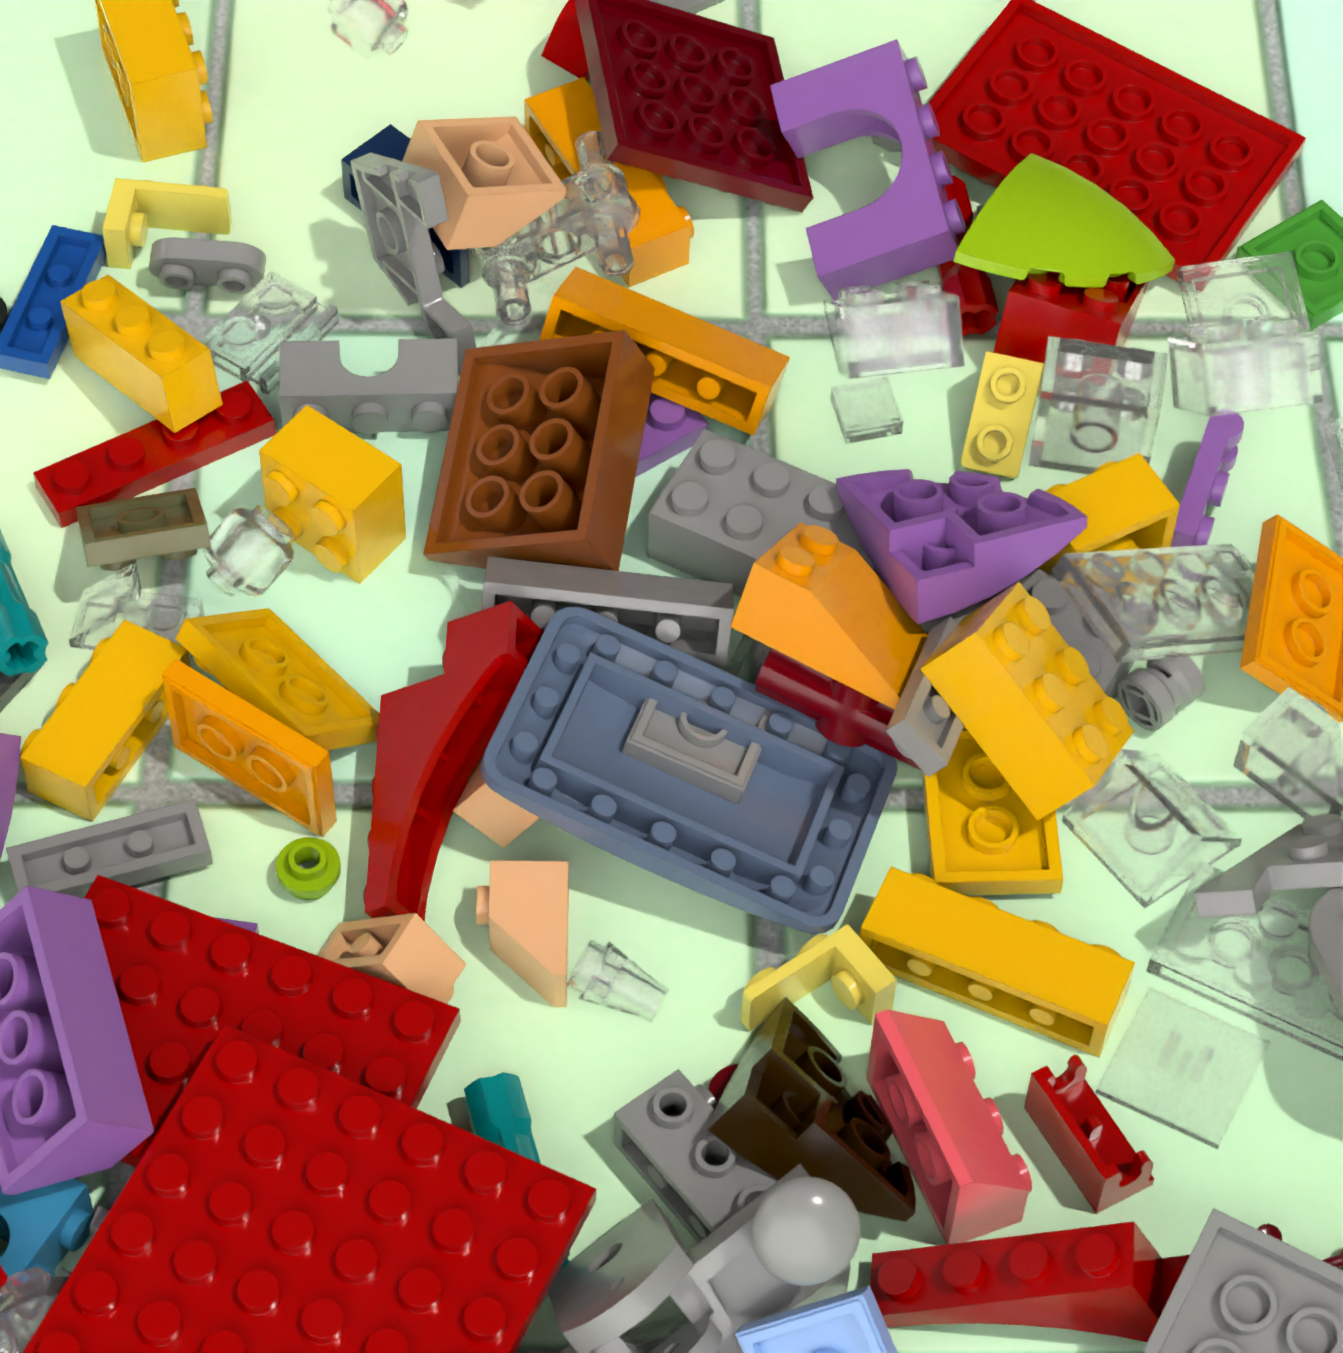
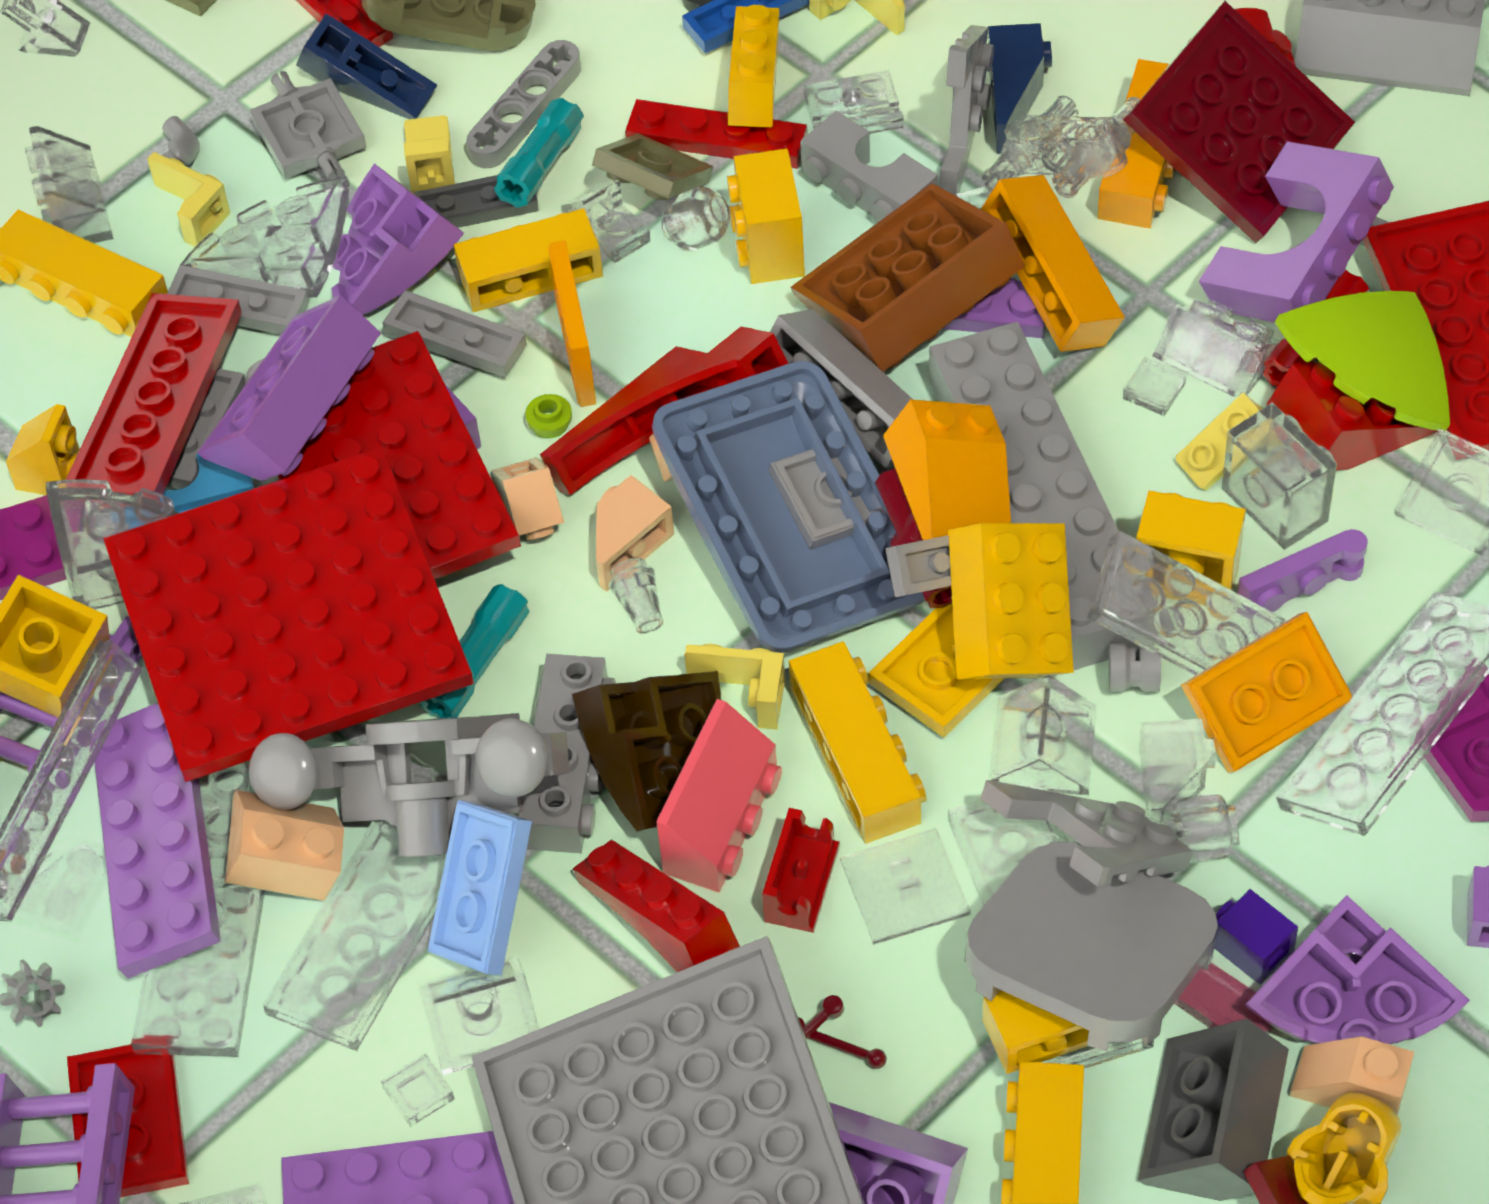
camera: 50 degrees right, 0 degrees up
(203, 262) = (861, 46): light grey plate -> none
(280, 675) = (632, 298): yellow plate -> none
(488, 177) = (1038, 83): light nougat slope -> none
(953, 540) = (1075, 476): medium lavender brick -> none
(1247, 368) = (1401, 515): clear brick -> none

